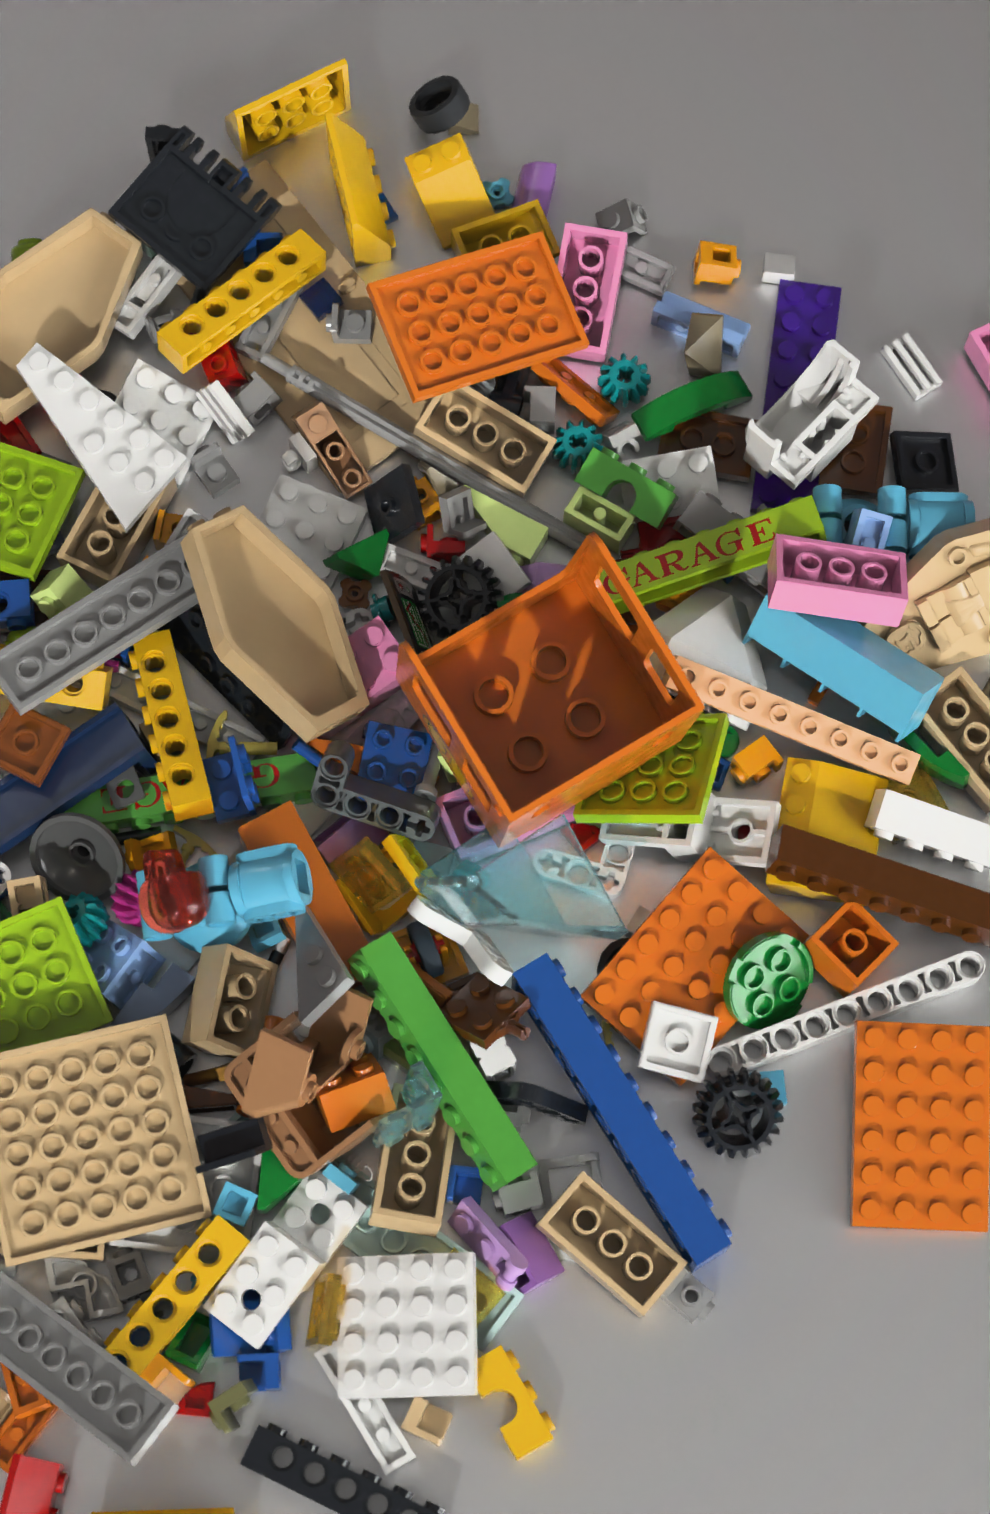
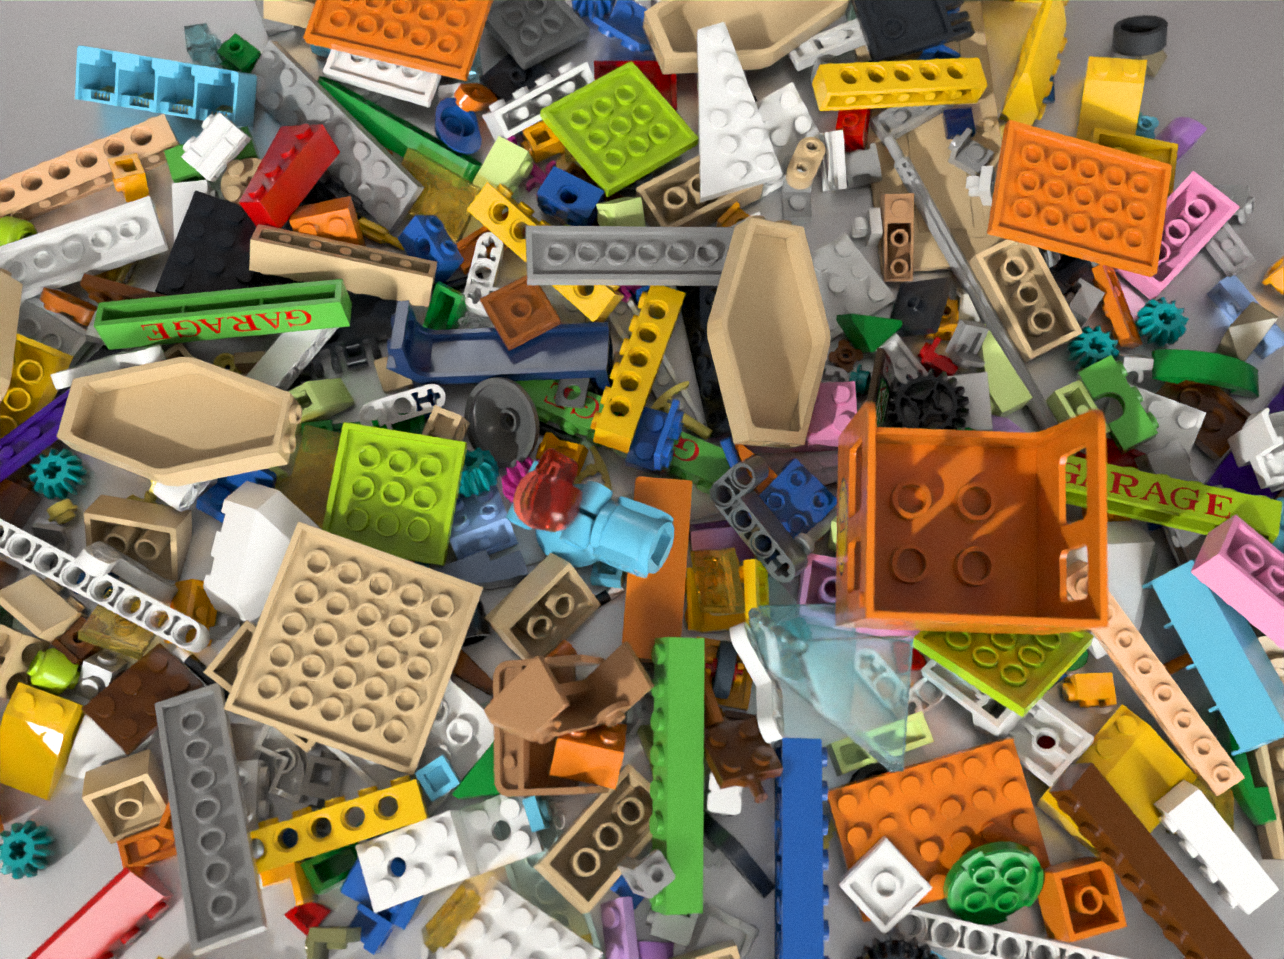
camera: 30 degrees right, 0 degrees up
(199, 429) = (807, 161): none -> tan plate
(205, 1076) = (488, 655): pearl gold bar -> none
(233, 1143) = (465, 730): black panel -> none
(320, 970) = (626, 633): light grey wing -> none
(380, 350) = (983, 185): none -> white tile
(421, 1101) = (642, 796): clear light blue bracket -> none
(470, 1160) = (648, 875): none -> light grey bracket
(583, 953) = (849, 756): none -> yellowish green slope

